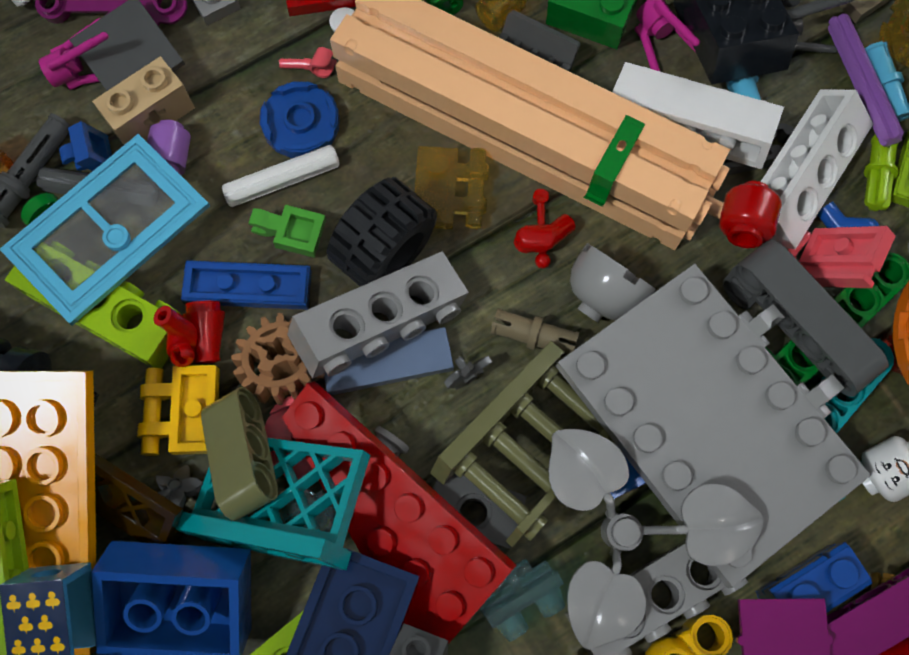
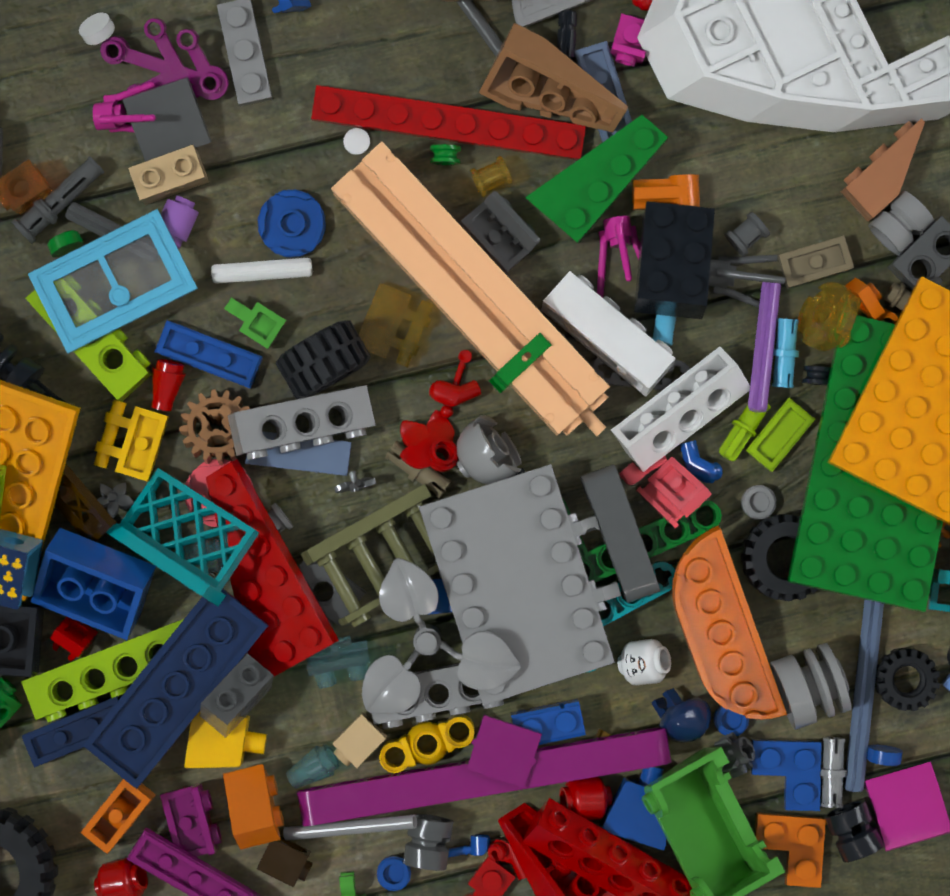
camera: 20 degrees right, 15 degrees up
(87, 147) = (114, 200): blue tile -> none
(180, 335) = (146, 390): red arm -> none
(238, 454) = (167, 495): olive beam -> none
(319, 65) = (324, 179): coral hand -> none
(538, 299) = (426, 440): none -> red plate
(750, 214) = (607, 441): red head -> none

